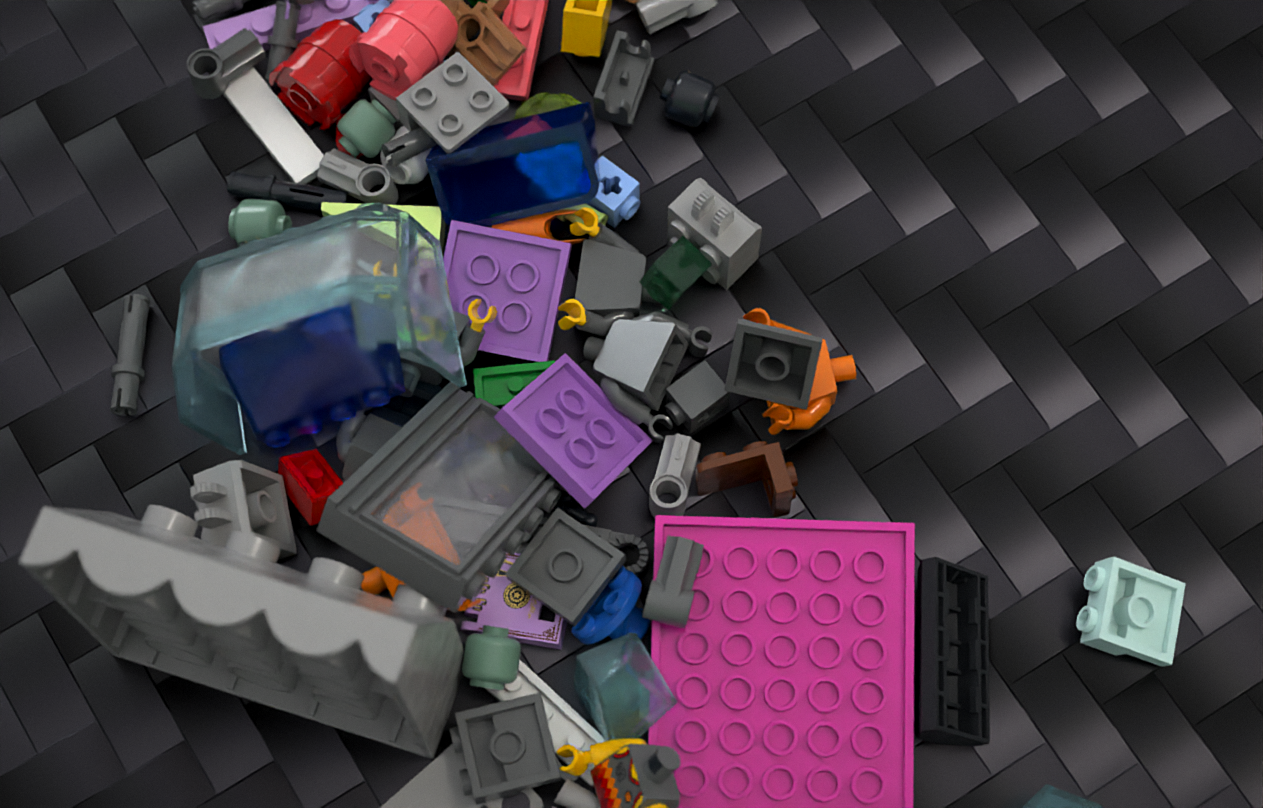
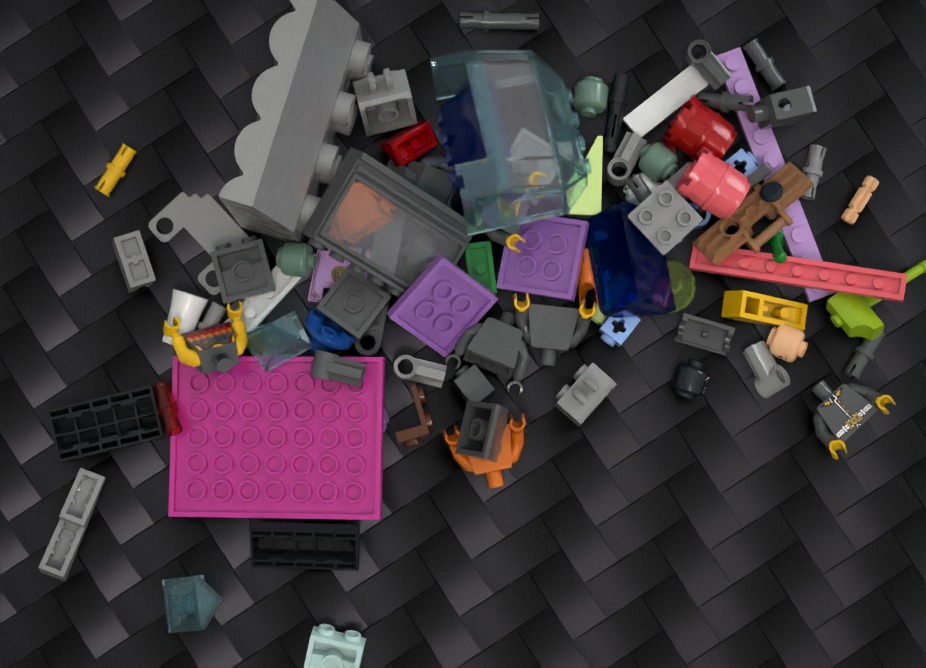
camera: 90 degrees right, 15 degrees up
(675, 272) = (552, 368): clear green brick -> none

